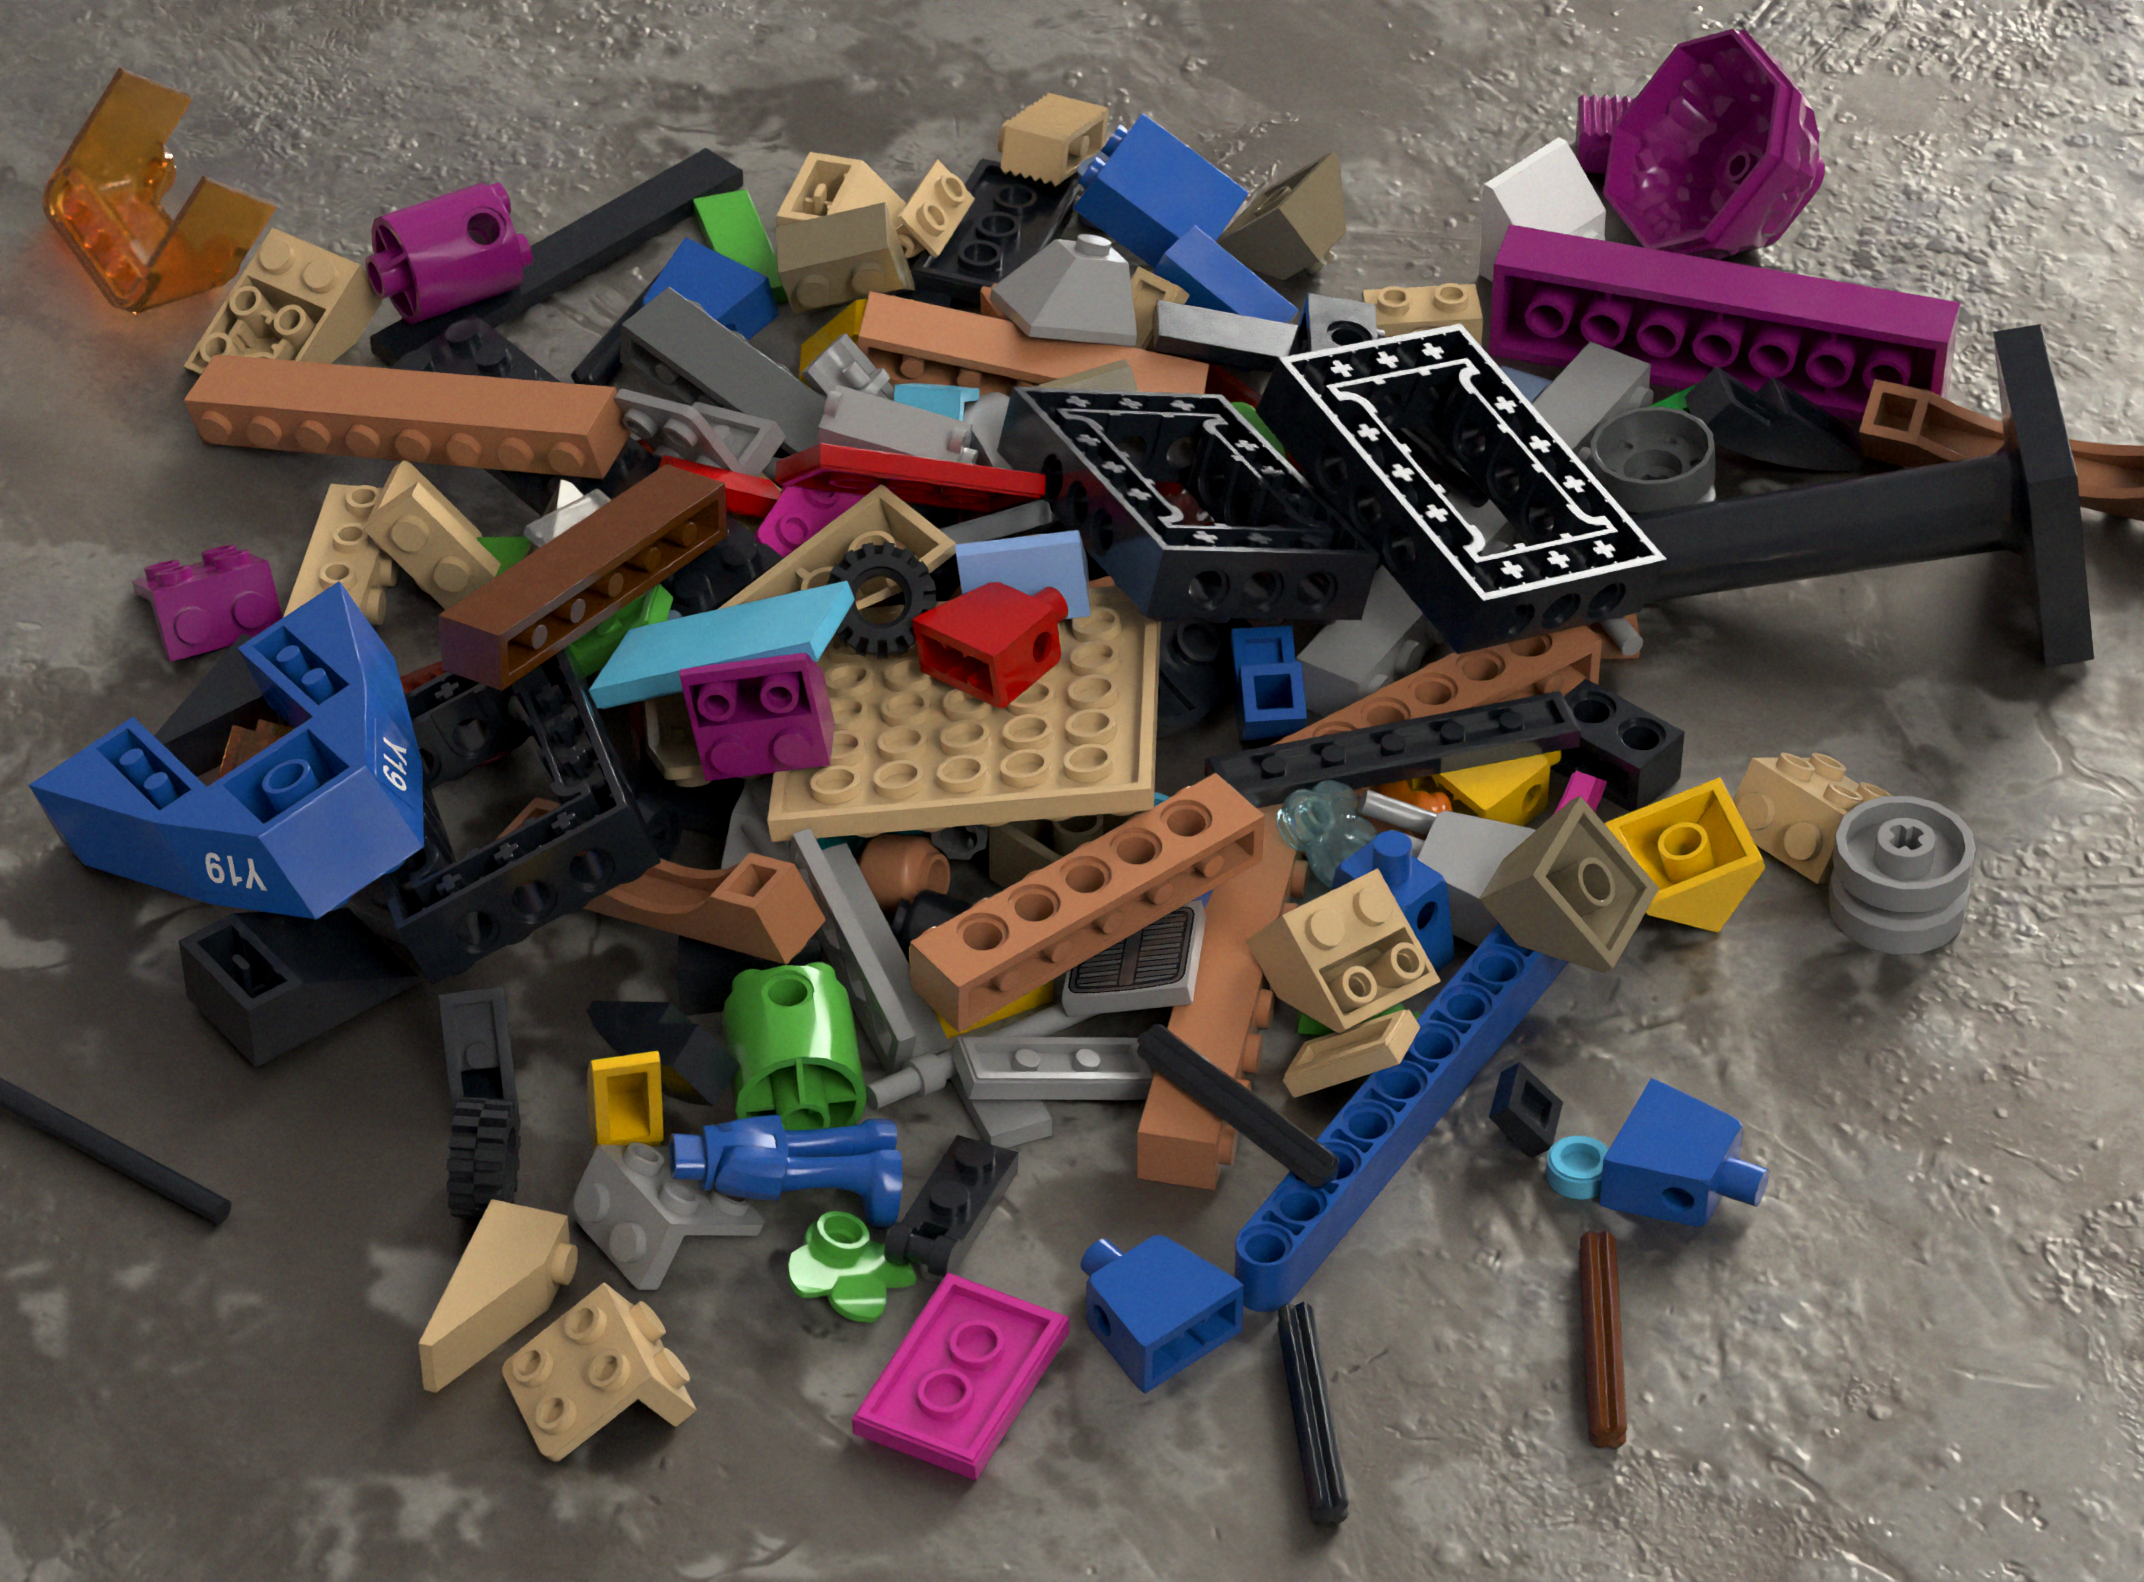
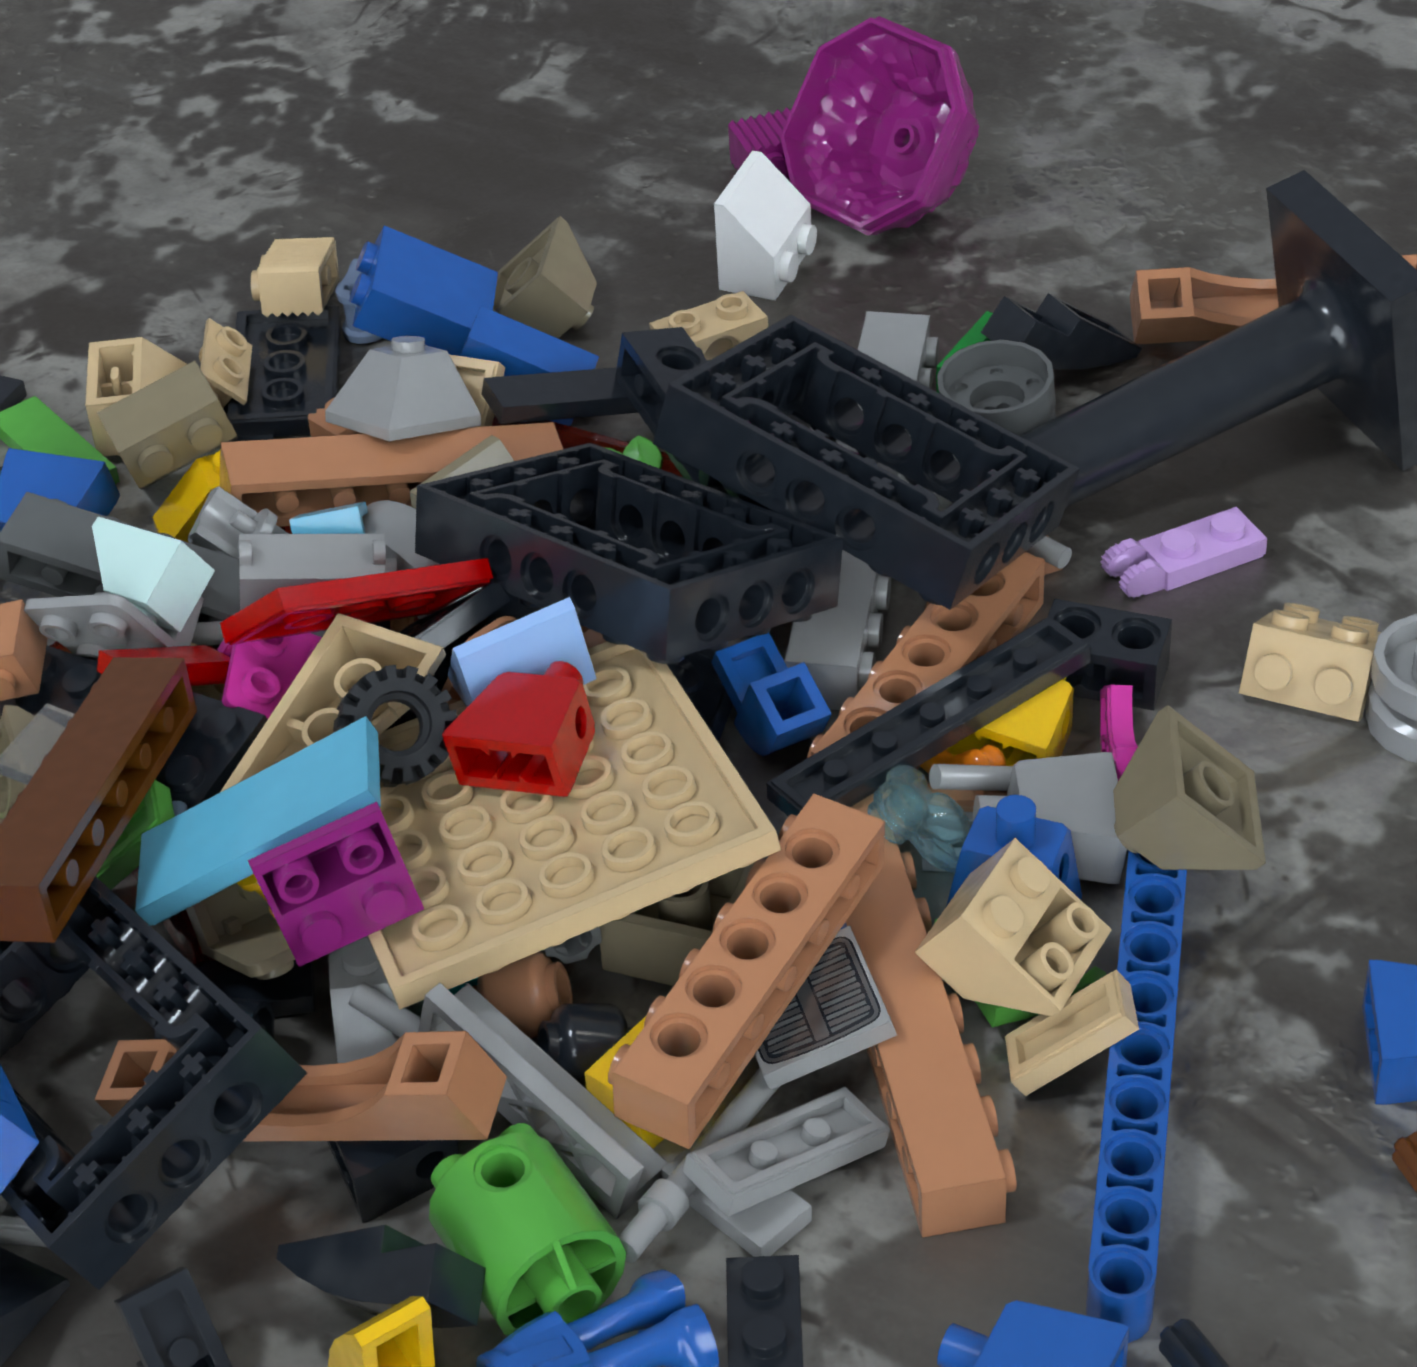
camera: 20 degrees left, 0 degrees up
(740, 397) = (150, 571): none -> light aqua slope
(1238, 1106) = (1013, 1130): black axle -> none
(1526, 1110) = (1259, 1032): black plate -> none
(1576, 1166) = (1337, 1072): medium azure tile -> none
(1694, 854) = (1262, 723): yellow slope -> none
(1706, 313) = (968, 260): magenta brick -> none
(1761, 678) = (1184, 553): none -> lavender hinge

